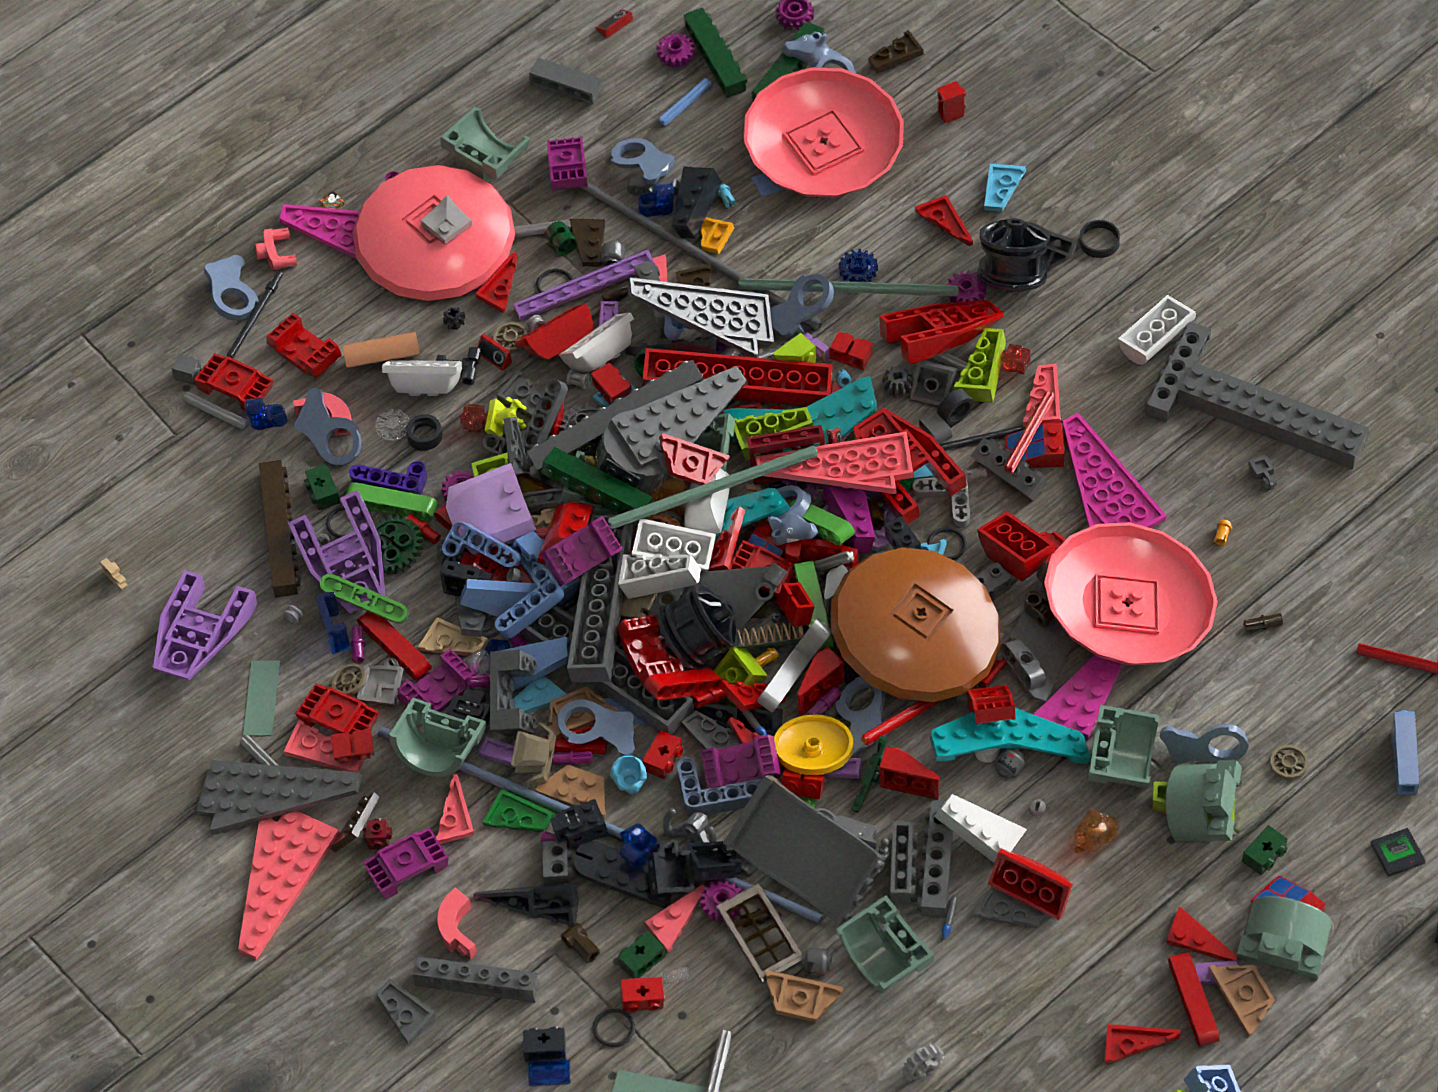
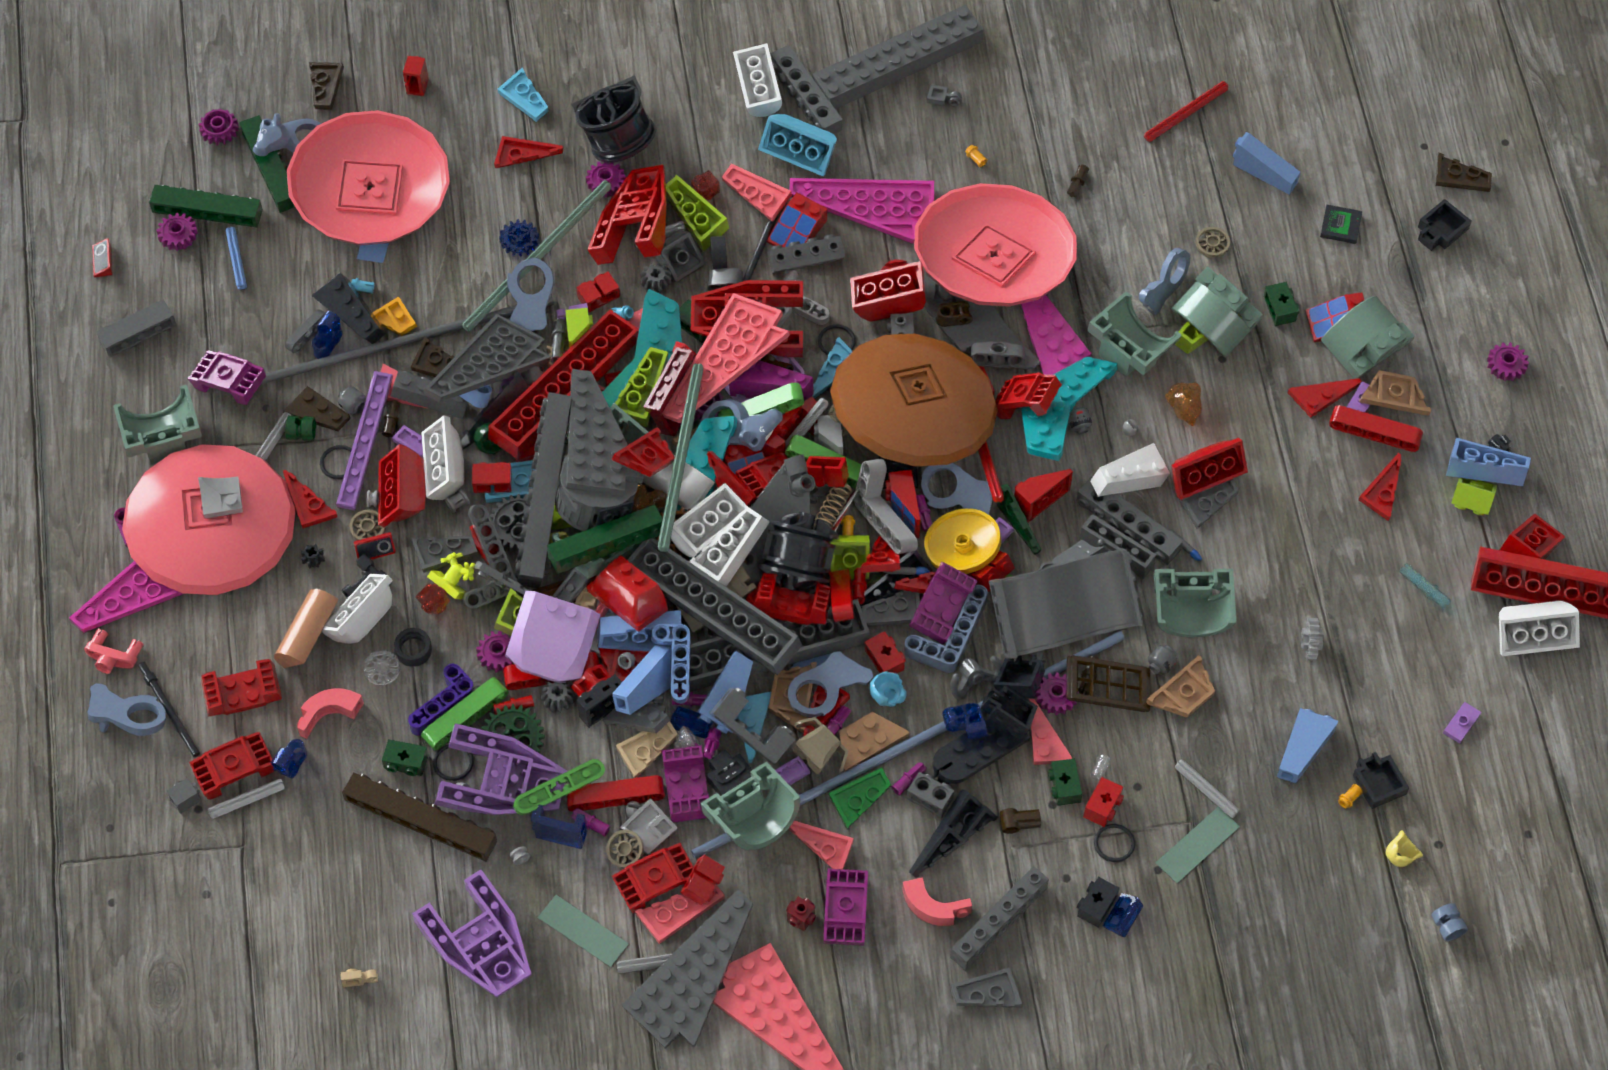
camera: 60 degrees left, 5 degrees up
(318, 426) = (343, 721): sand blue animal -> none
(332, 201) = (98, 579): tile -> none
(356, 822) = (777, 923): dark brown wing -> none
(484, 548) = (588, 663): medium blue beam -> none
(579, 821) = (913, 751): black piece -> none
(581, 551) = (668, 585): magenta plate -> none
(652, 162) = (286, 314): sand blue animal -> none
(900, 535) = (819, 363): black brick -> none
(1029, 432) = (790, 217): axle -> none
(1099, 224) = (633, 50): black tyre -> none
(1116, 394) = (798, 143): none -> medium azure windscreen
(1357, 1058) = (1507, 362): none -> magenta gear

